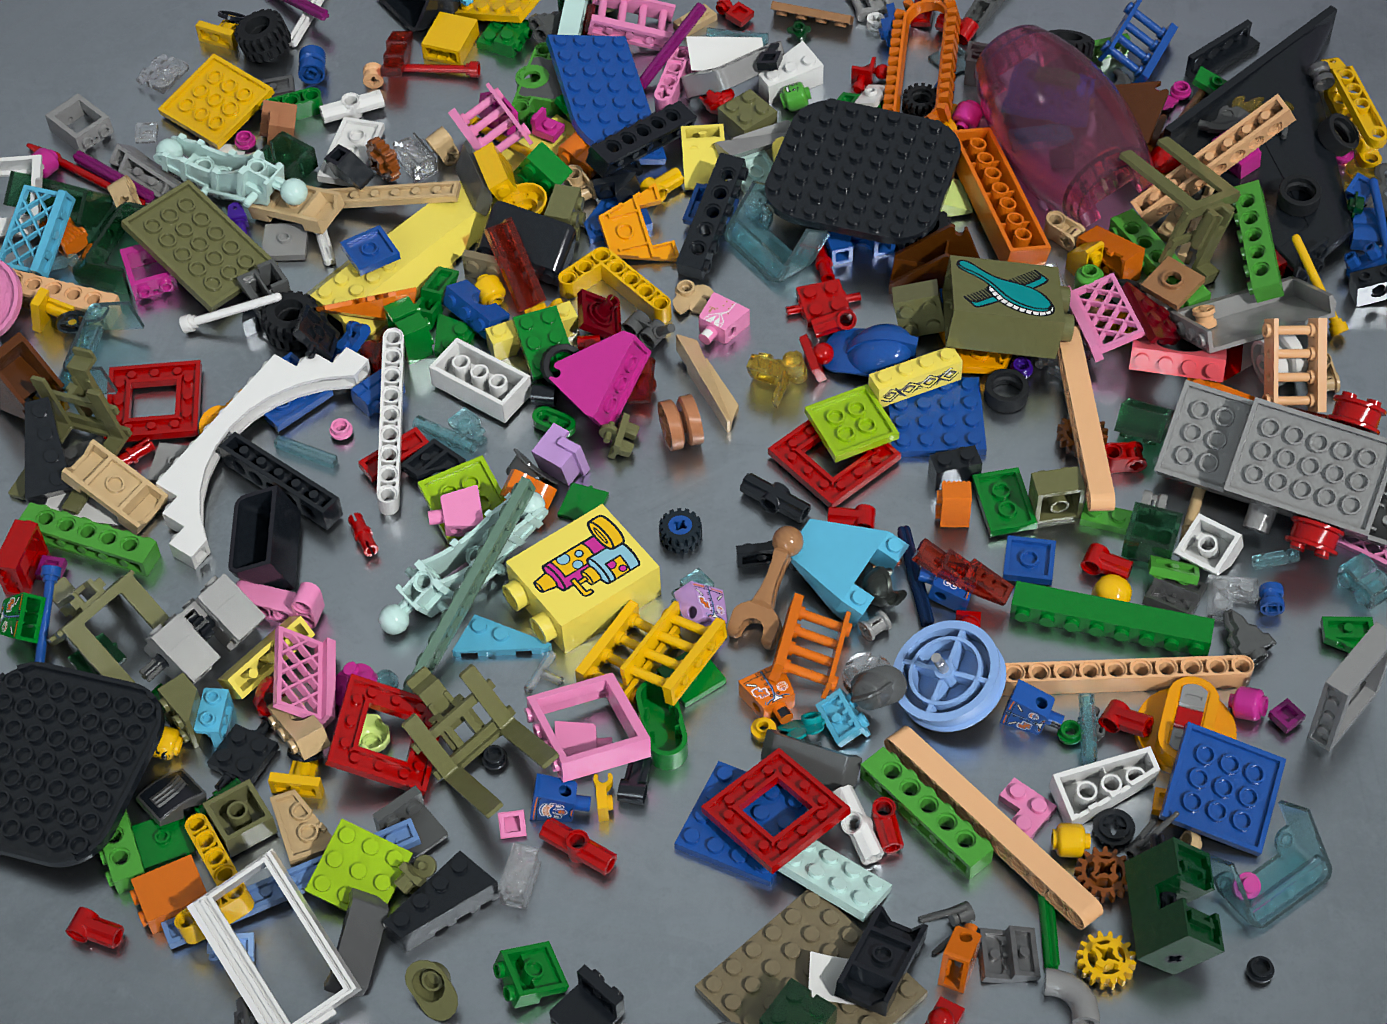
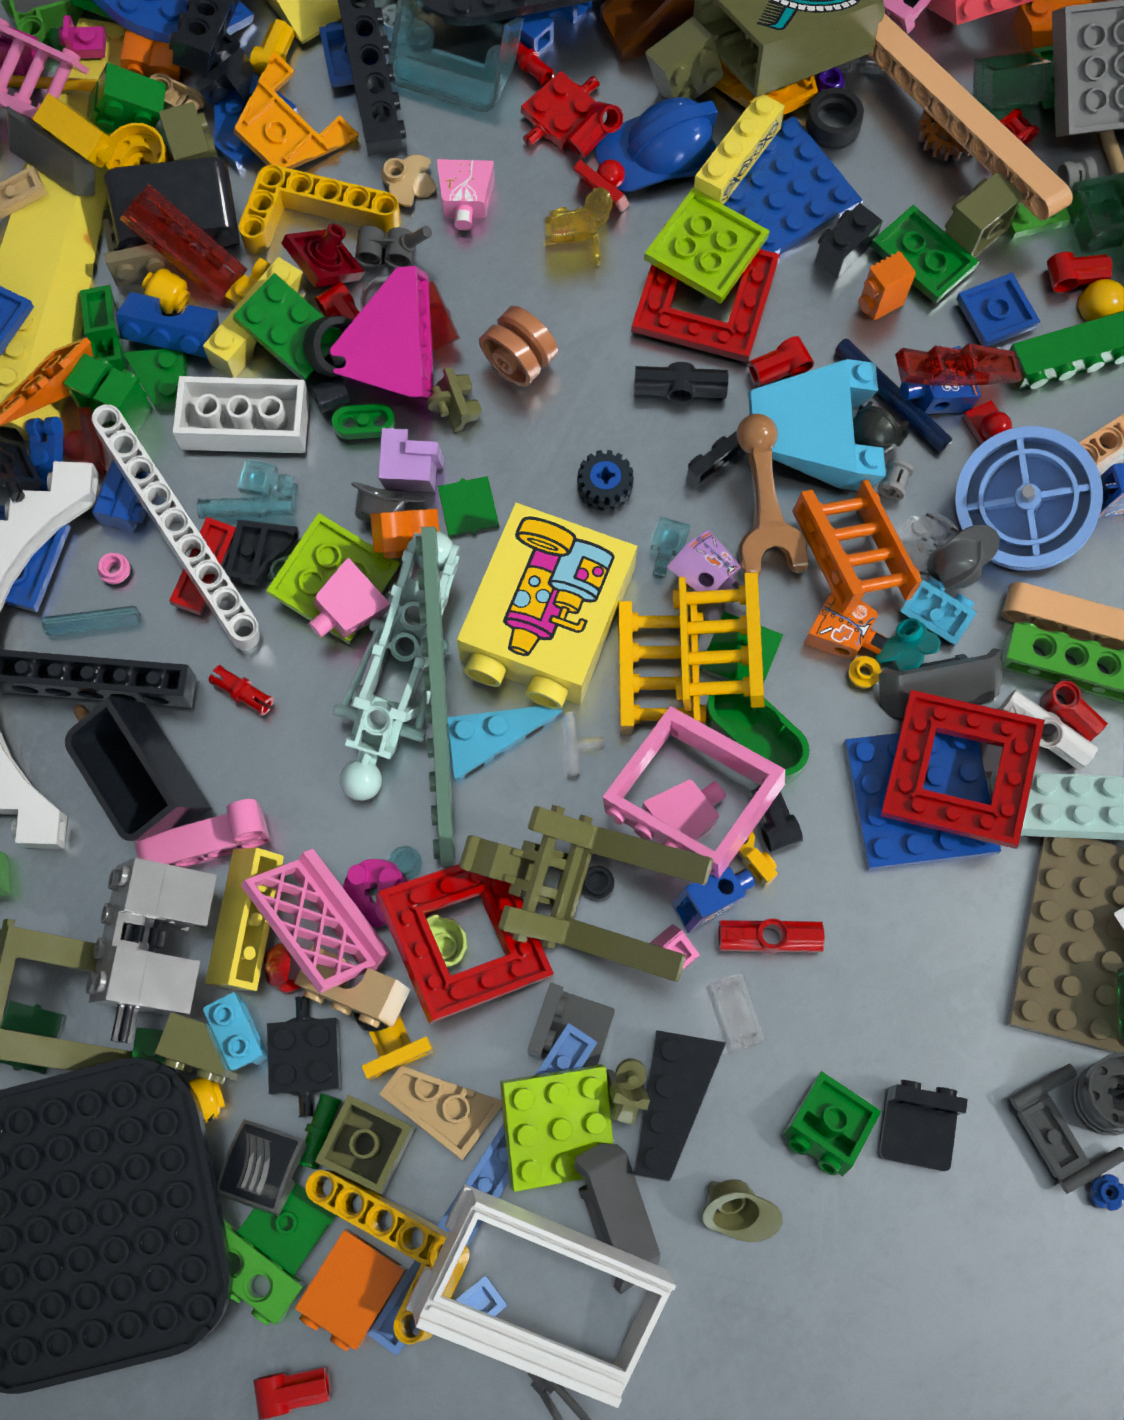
camera: 35 degrees left, 20 degrees up
(707, 381) = (504, 277): tan wedge -> none

